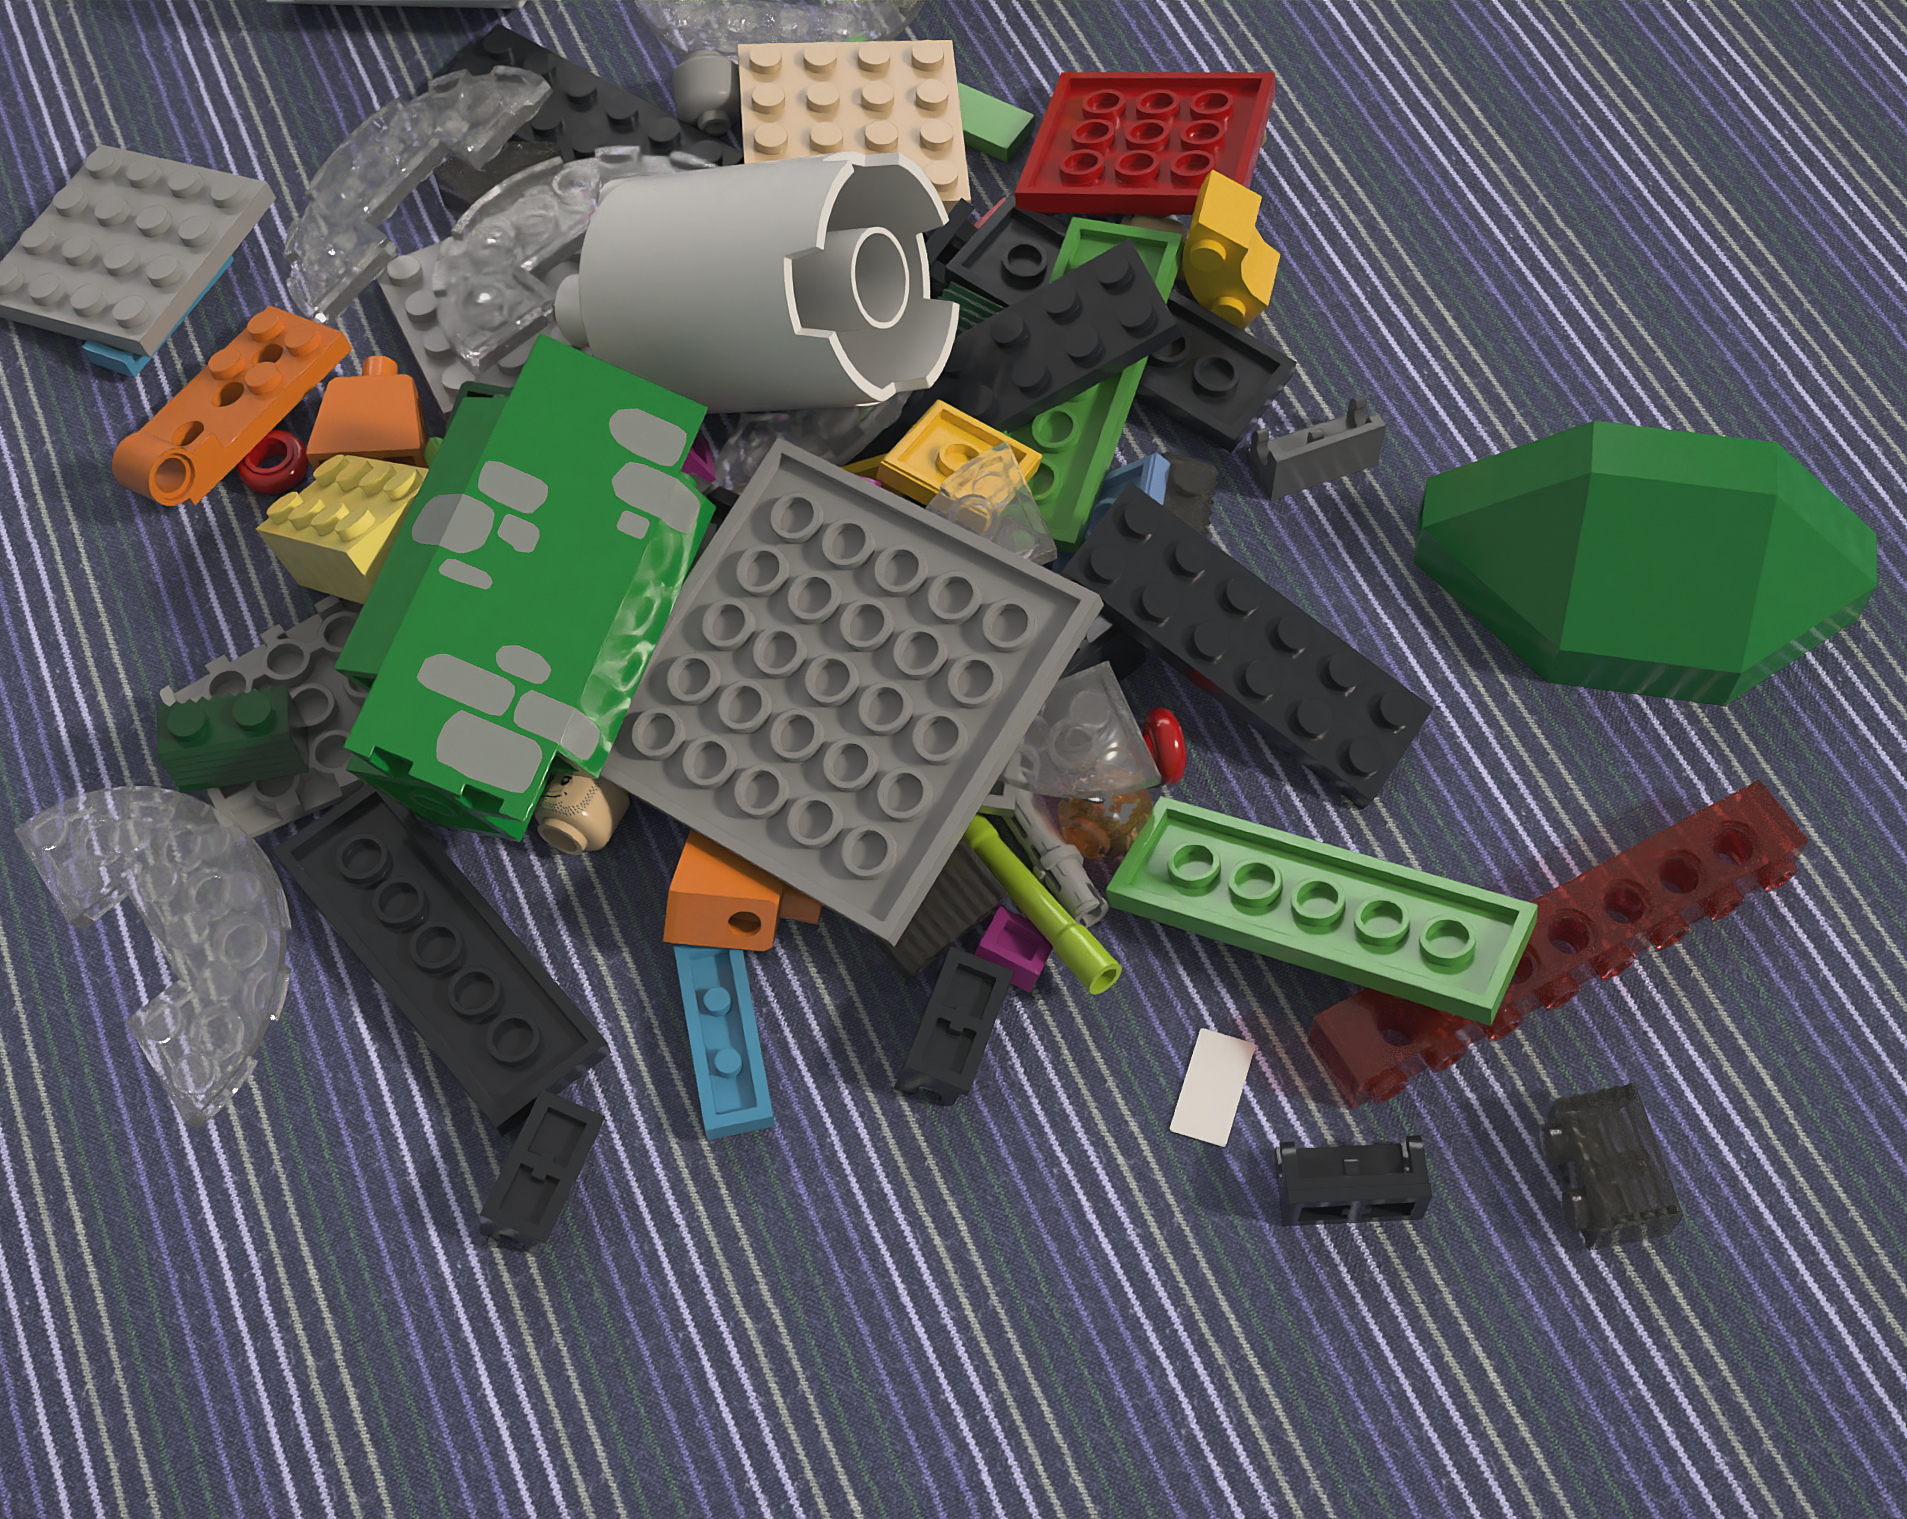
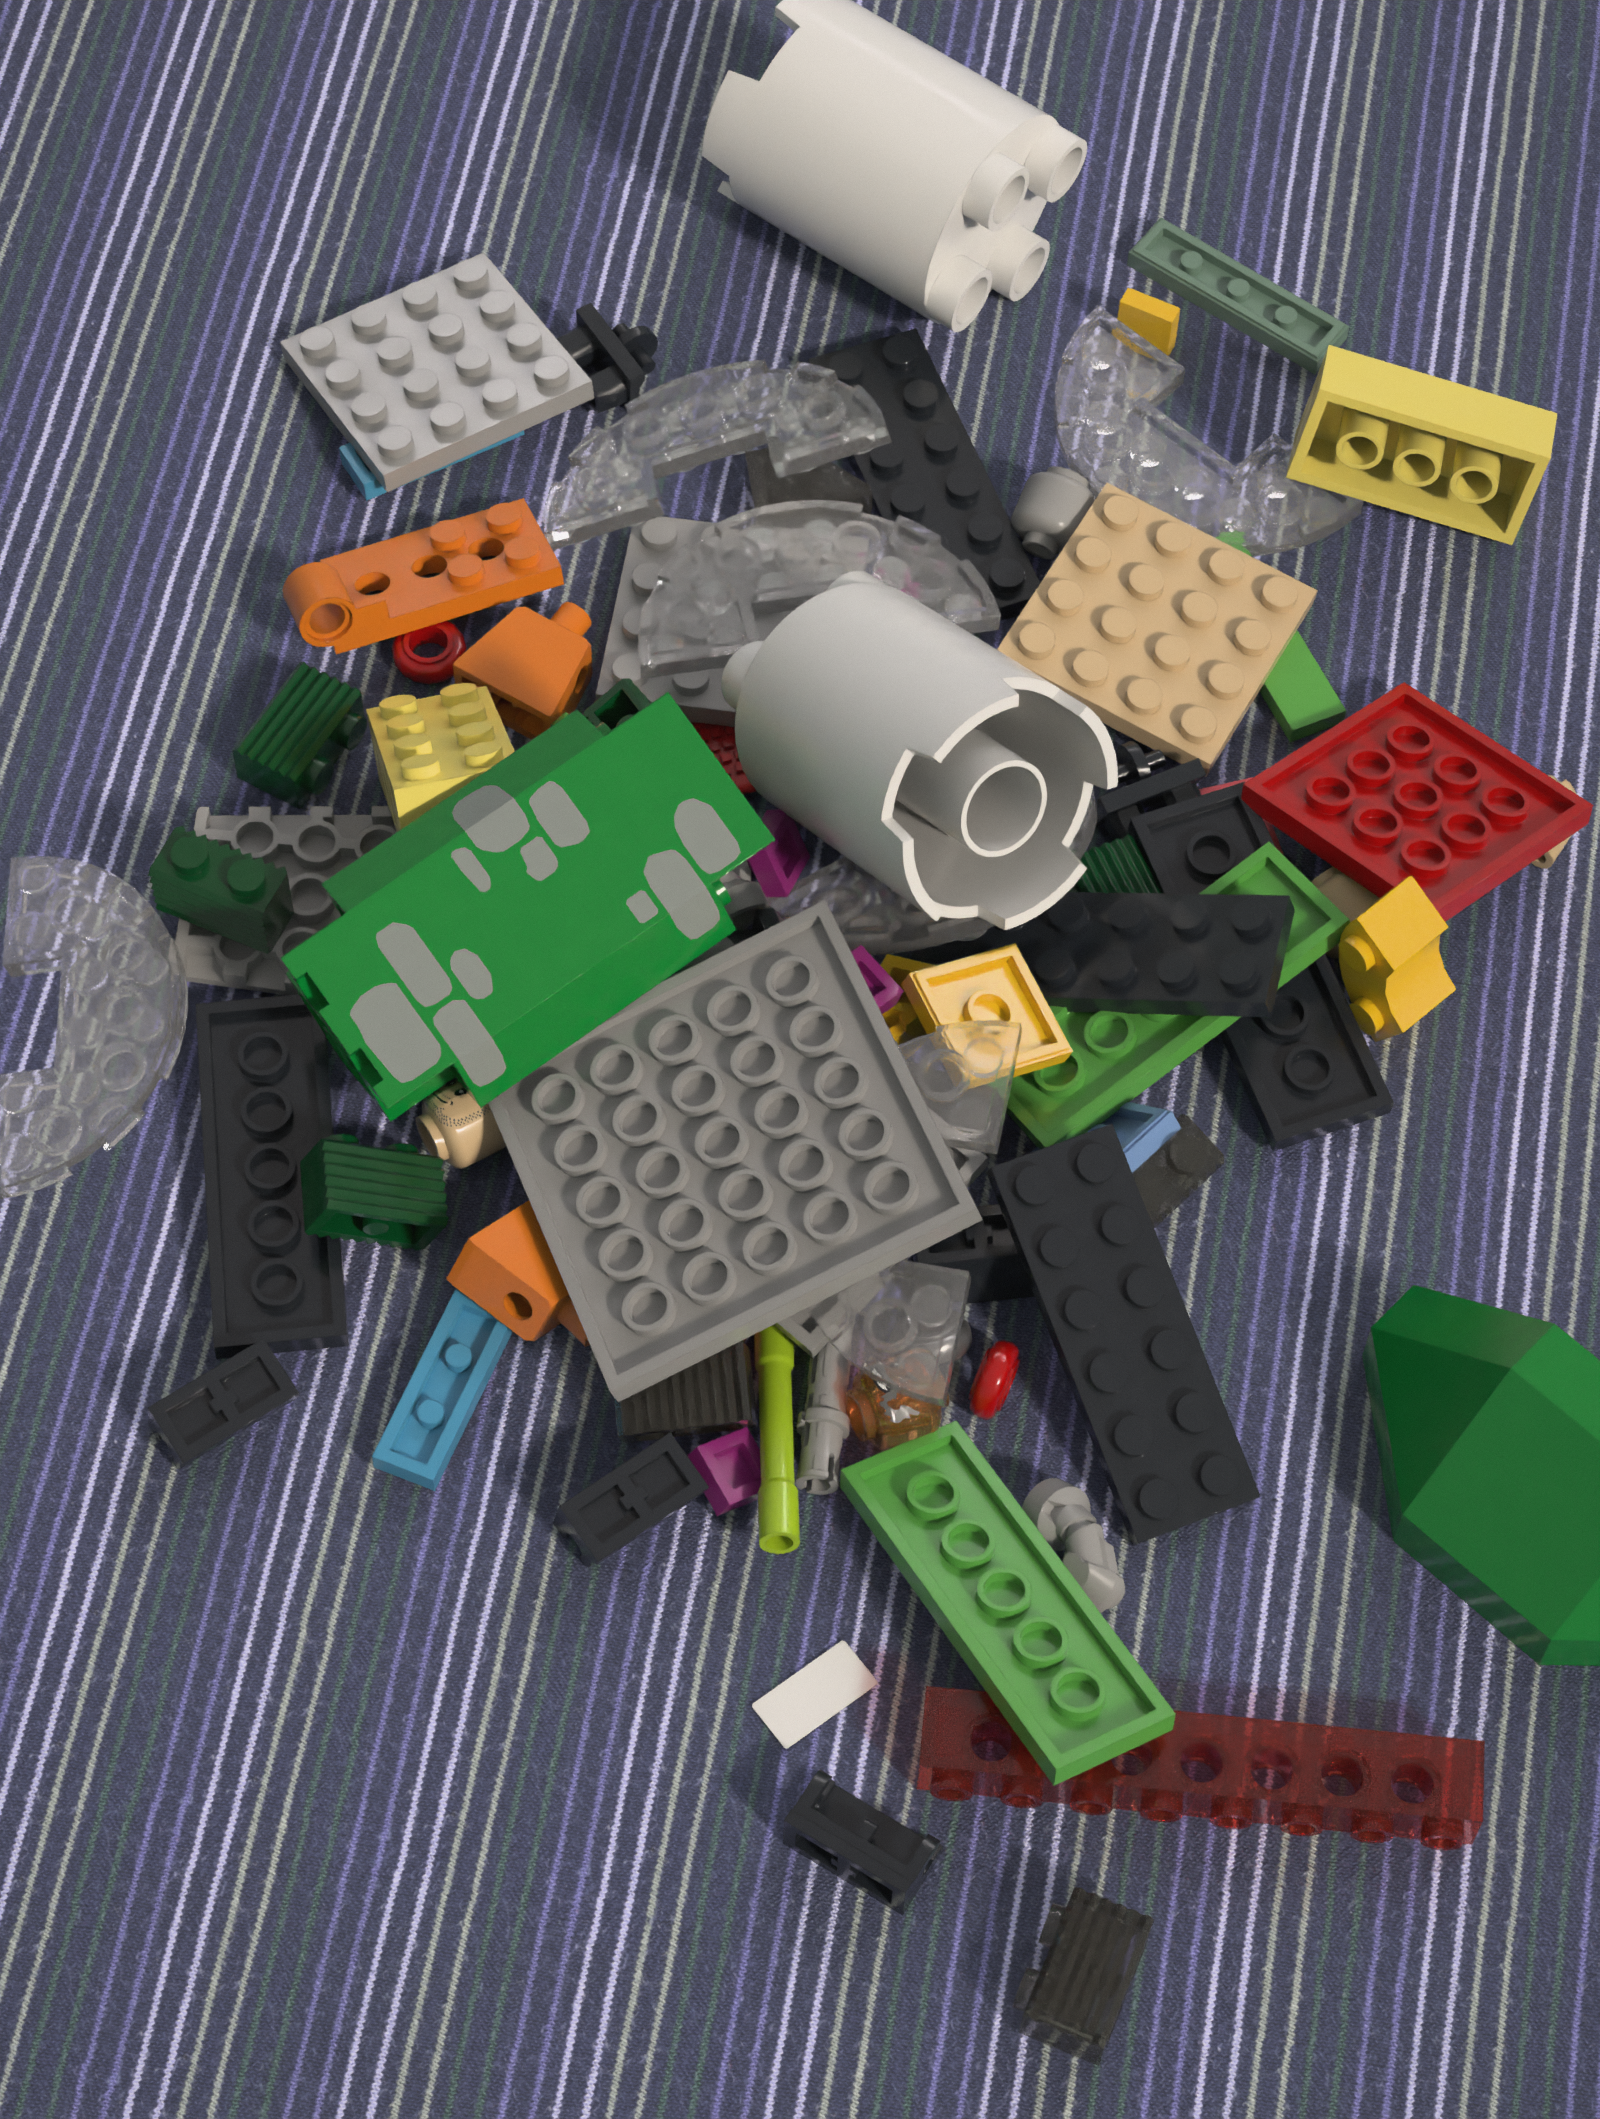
camera: 30 degrees right, 0 degrees up
(209, 585) = (300, 736): none -> dark green brick
(269, 159) = (618, 356): none -> black hips
(546, 910) = (373, 1193): none -> dark green brick
(1309, 816) = (1067, 1524): none -> light grey arm
(1317, 452) = (1348, 1199): dark grey hinge -> none

